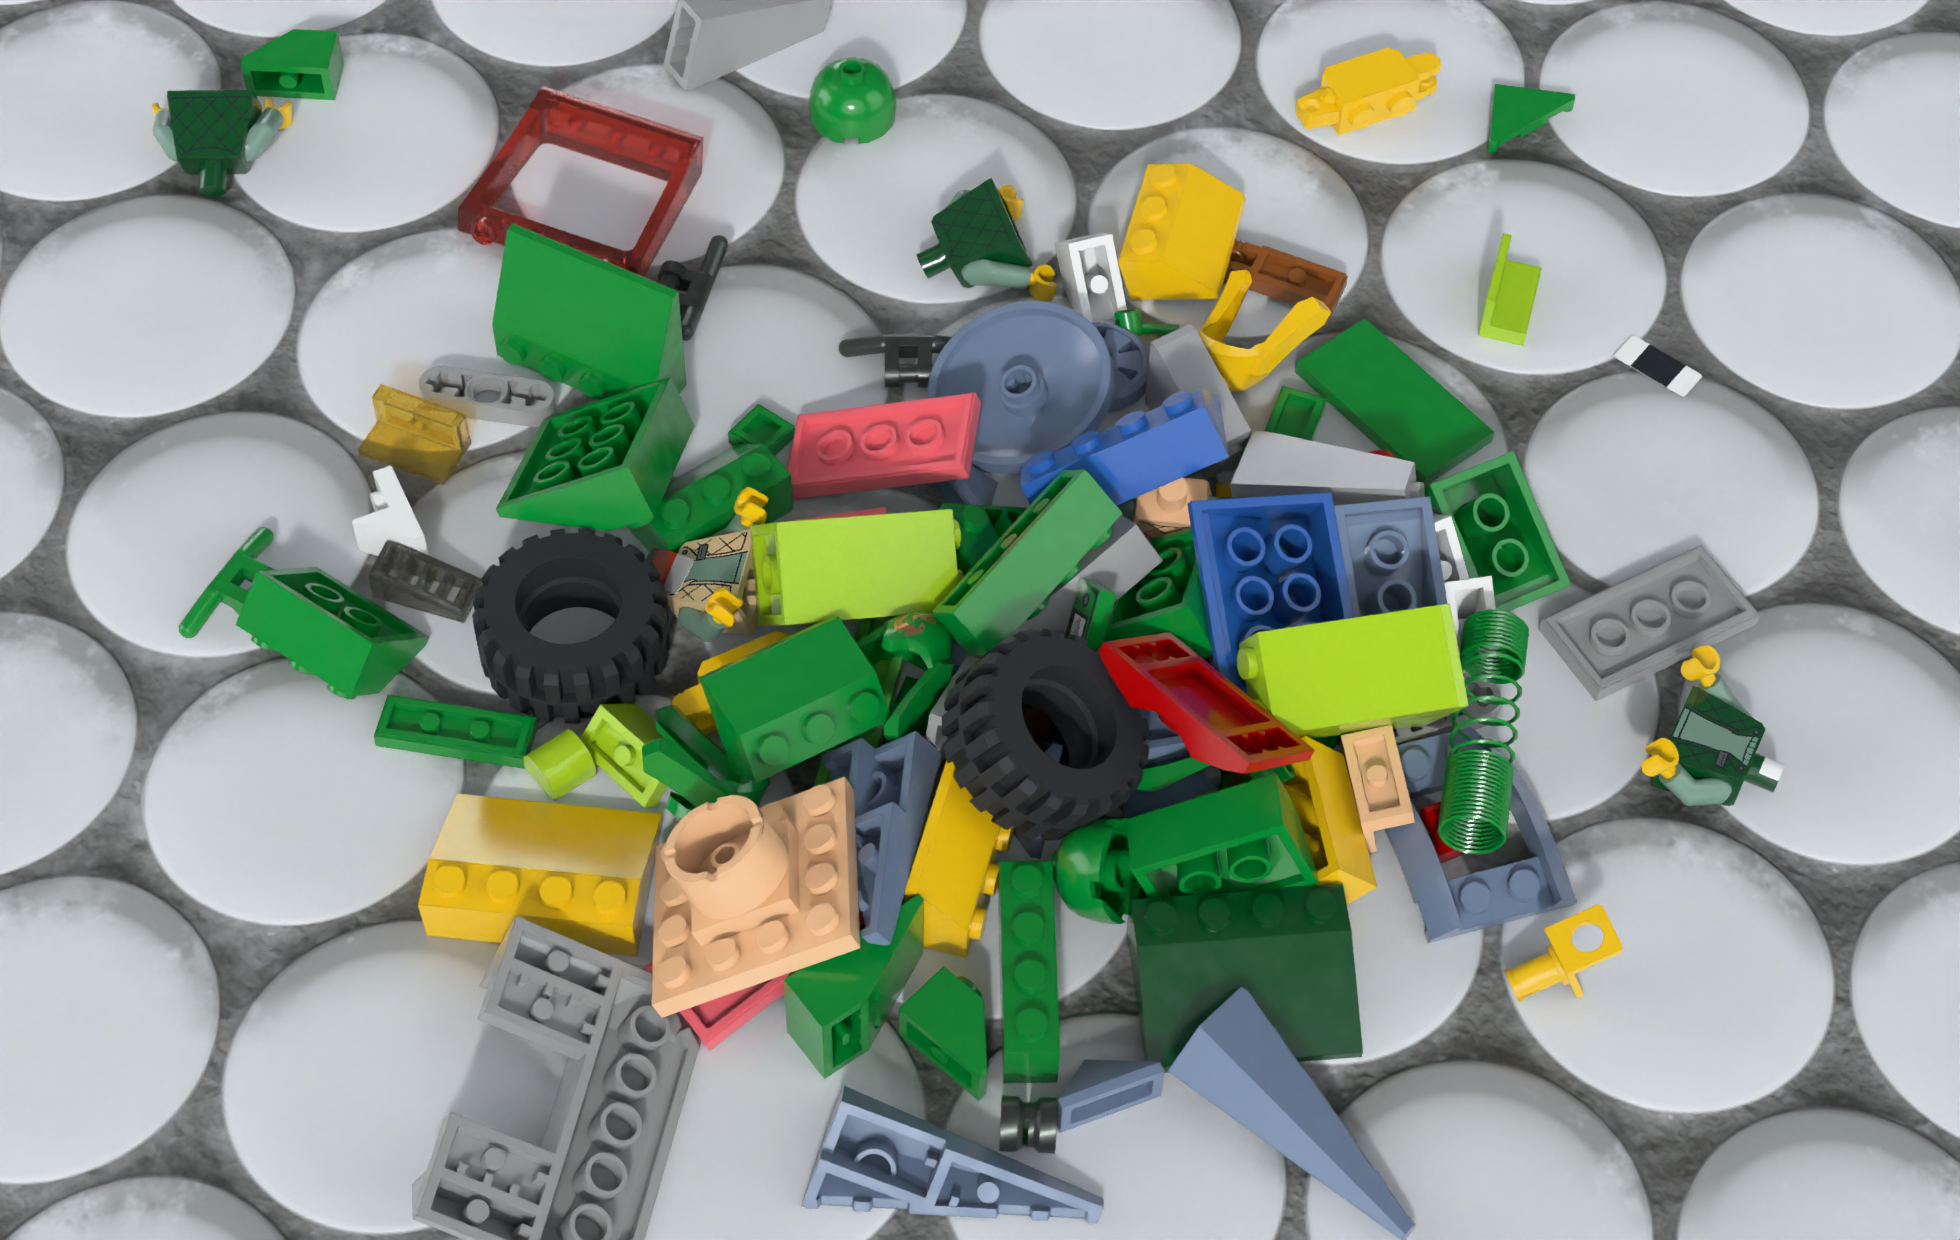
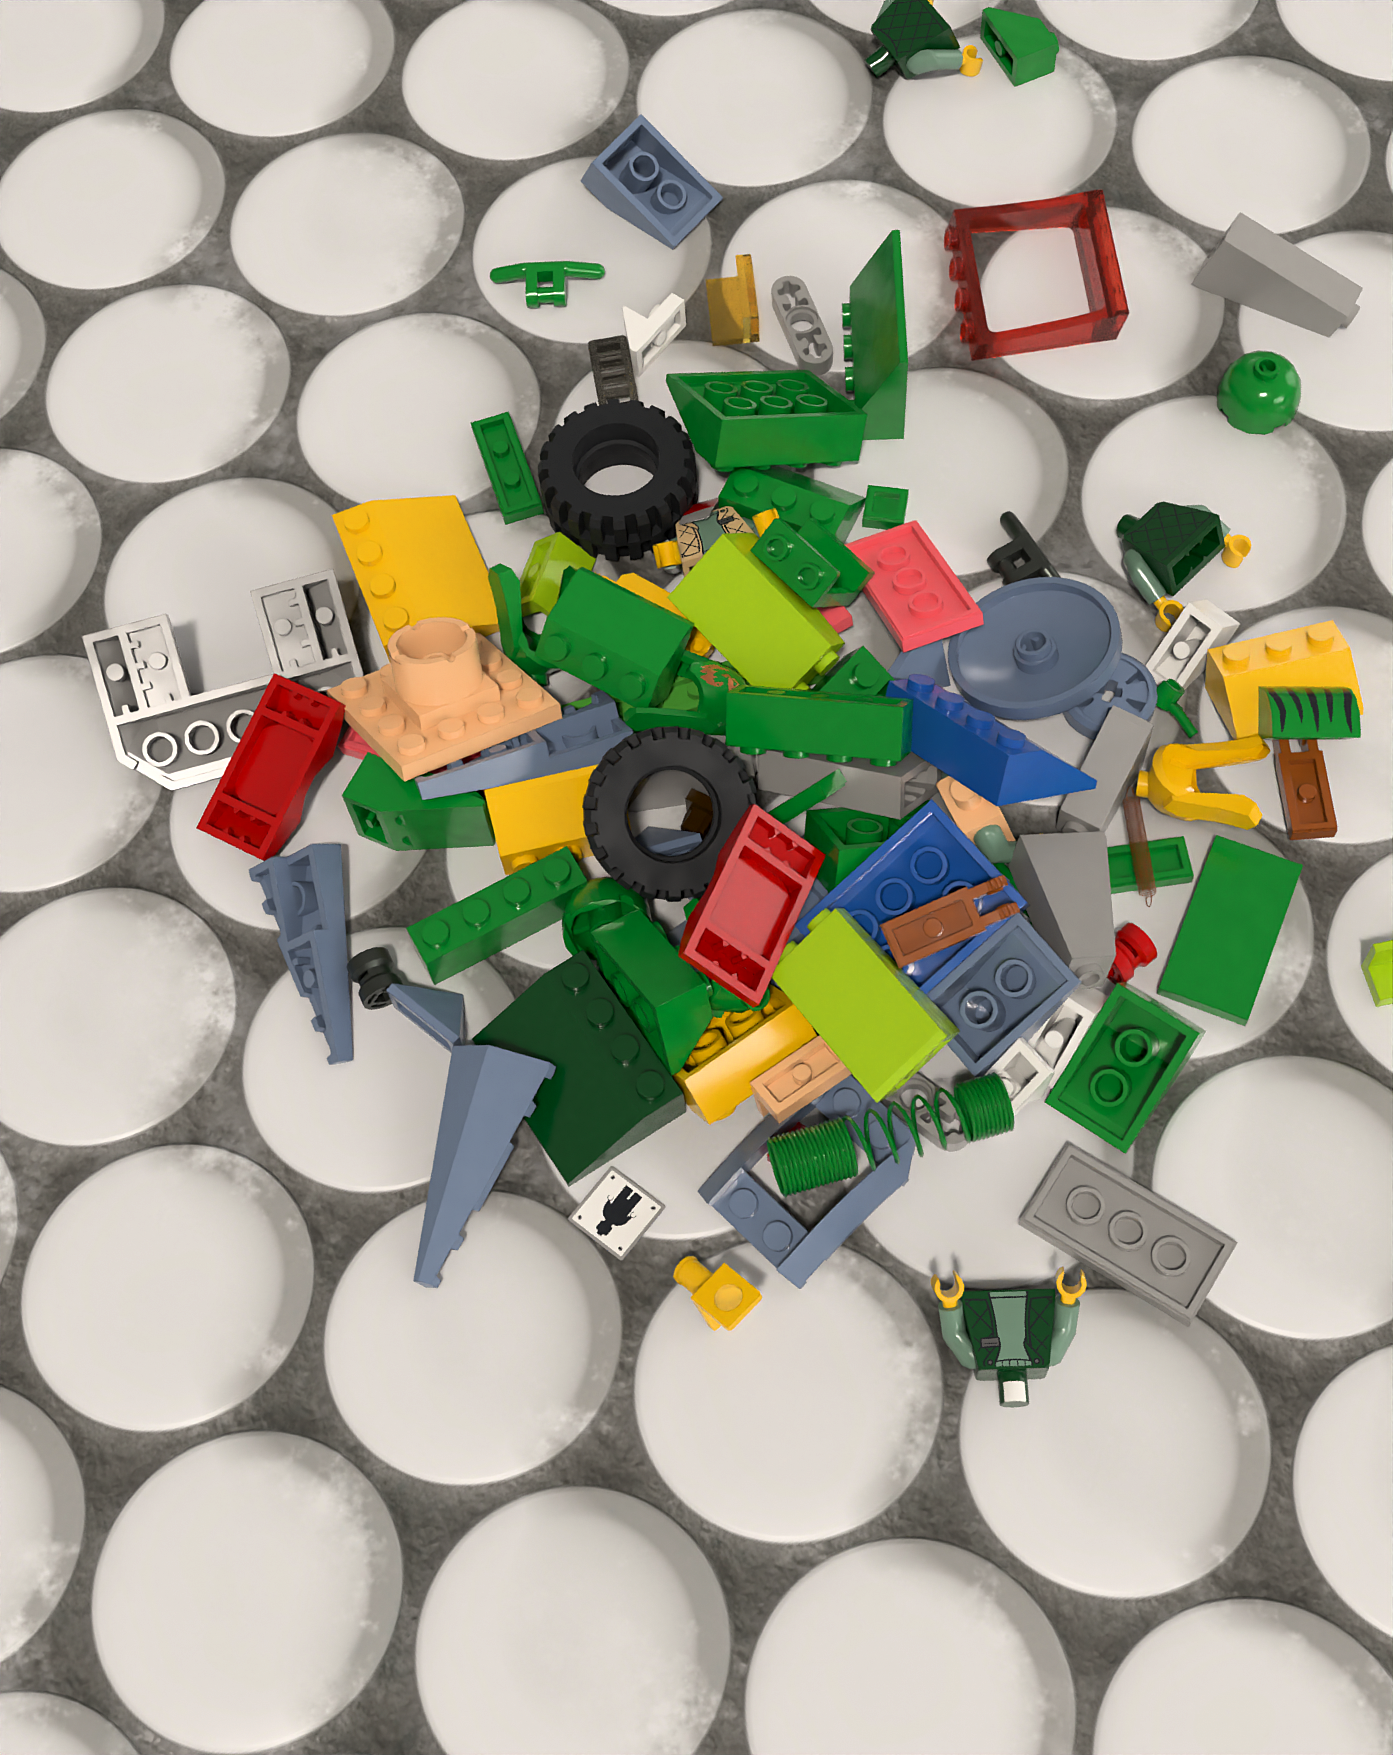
camera: 70 degrees right, 10 degrees up
(196, 433) = (650, 184): none -> sand blue slope
(328, 630) = (538, 348): green slope -> none
(560, 764) = (511, 540): lime brick -> none
(695, 283) = (990, 397): pearl dark grey piece -> none
(707, 1109) = (273, 768): none -> red slope
(828, 490) = (813, 563): none -> green panel
(949, 1028) = (426, 886): green slope -> none
(1234, 226) = (1308, 713): none -> green brick
(1291, 421) = (1143, 845): none -> dark orange piece
(1313, 562) = (944, 922): none -> dark orange hinge
(1413, 1025) = (616, 1213): none -> sticker

